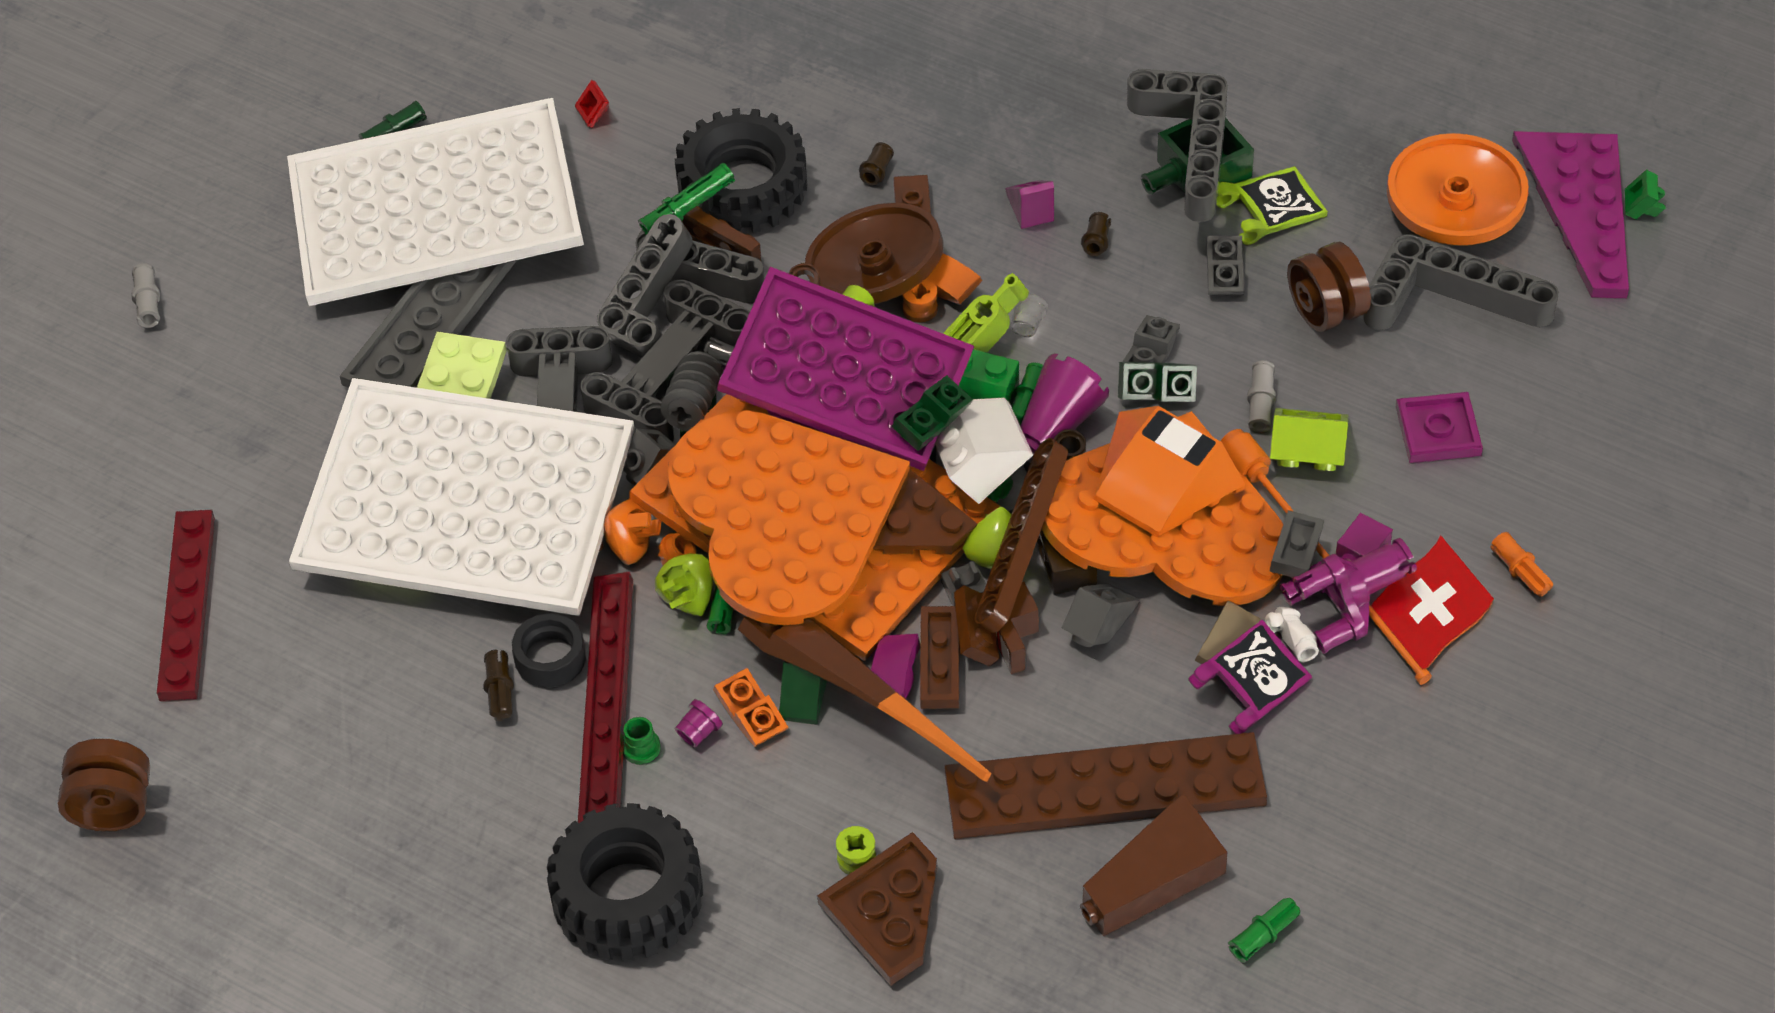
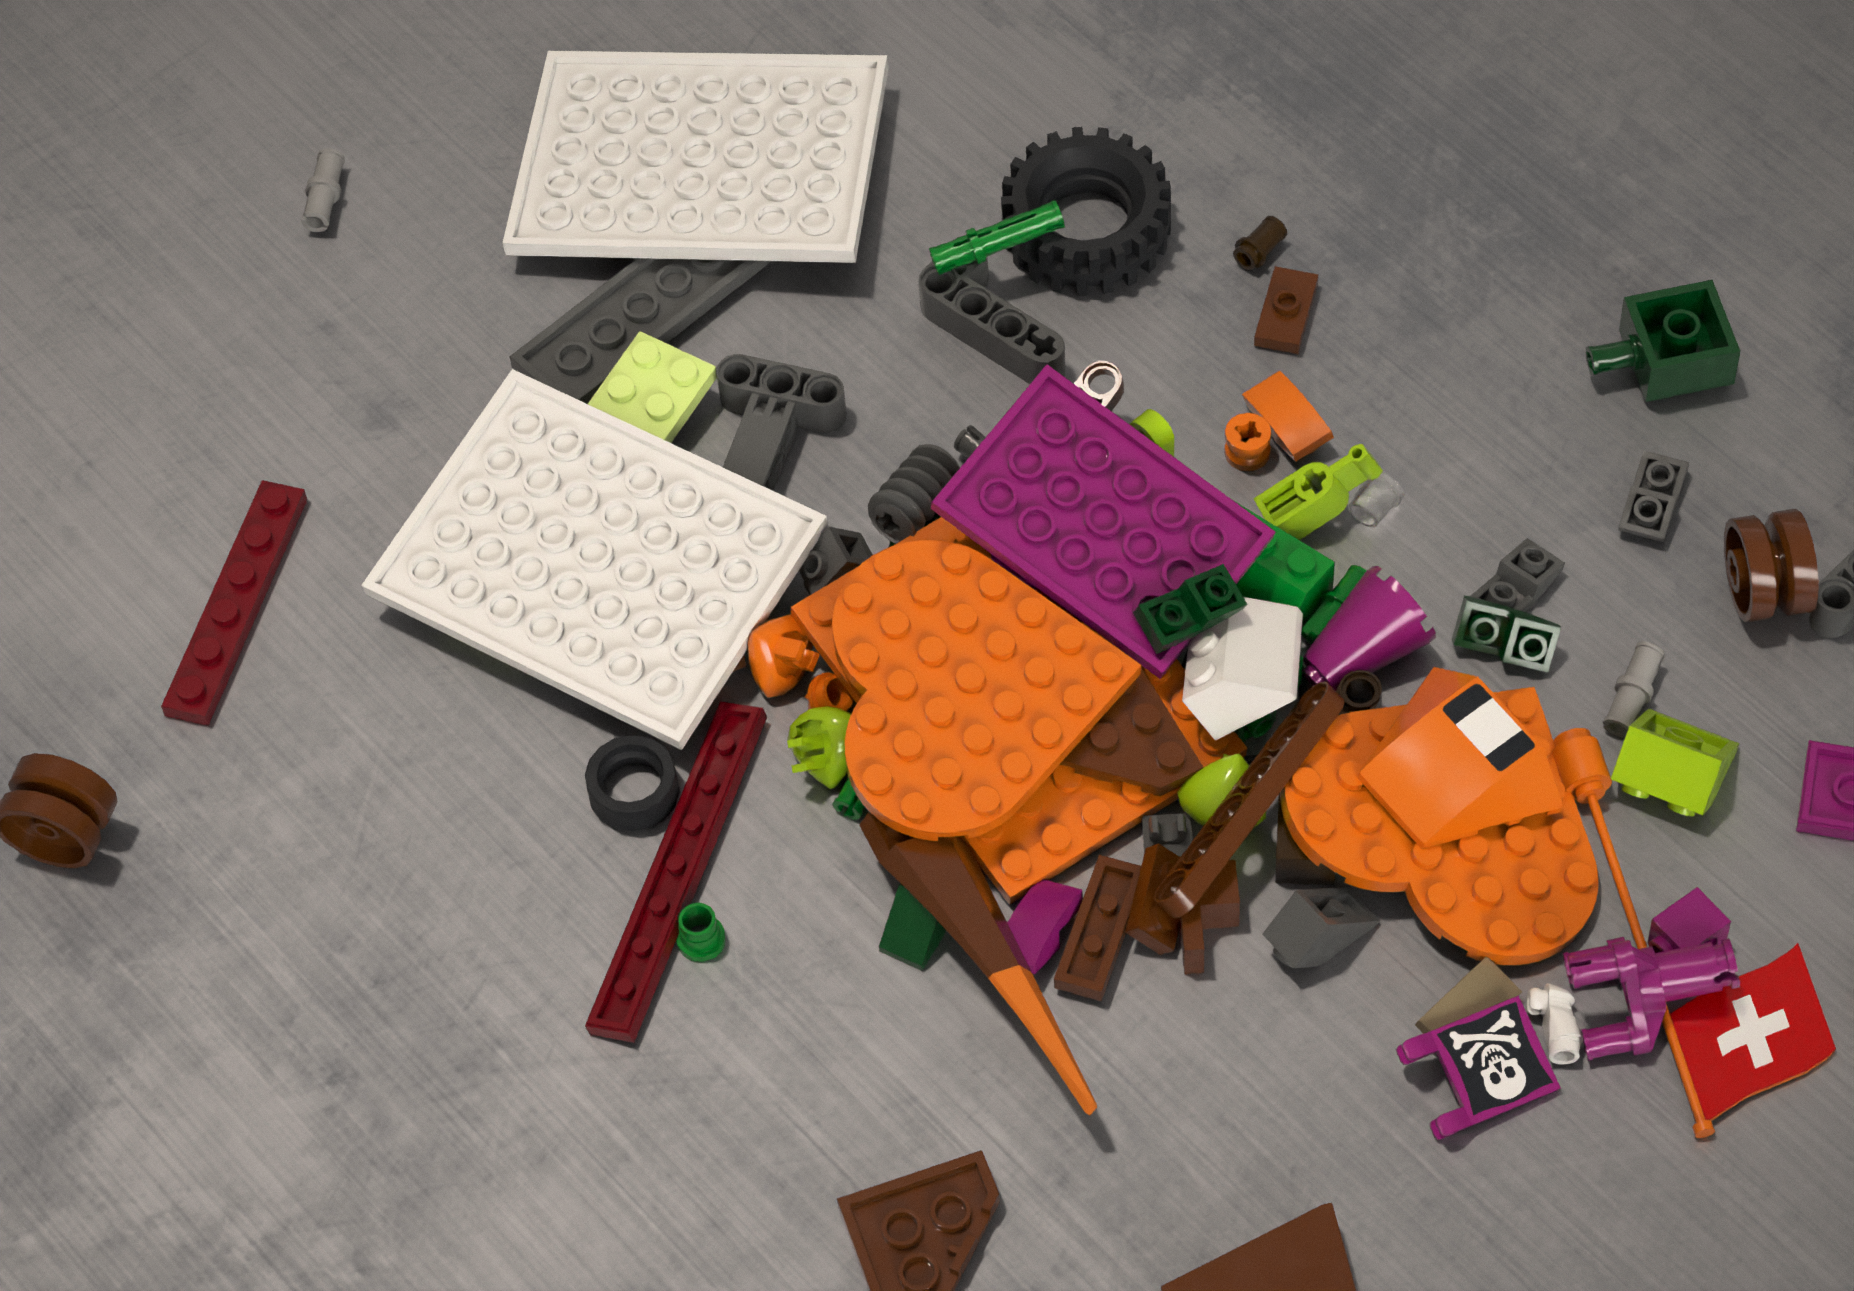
camera: 20 degrees right, 5 degrees up
(399, 121) = (693, 39): dark green pin -> none
(498, 685) = (557, 811): dark brown axle -> none
(592, 104) = (938, 73): red slope -> none
(617, 839) = (600, 1056): black tyre -> none
(665, 242) = (917, 335): dark grey beam -> none
(695, 319) = (936, 420): dark grey beam -> none
(698, 723) = (774, 930): magenta piece -> none
(719, 234) = (1030, 292): reddish brown plate -> none
(750, 708) = (847, 927): orange slope -> none
(854, 836) = (901, 1162): lime wheel -> none
(879, 249) = (1210, 366): reddish brown dish -> none
(1032, 202) = (1436, 346): magenta slope -> none
(1095, 239) = (1499, 418): dark brown pin -> none
(1105, 785) = (1248, 1157): reddish brown plate -> none
(1188, 97) = (1695, 272): dark grey beam -> none
(1275, 202) = (1750, 425): flag -> none
(1296, 544) = (1599, 907): dark grey plate -> none

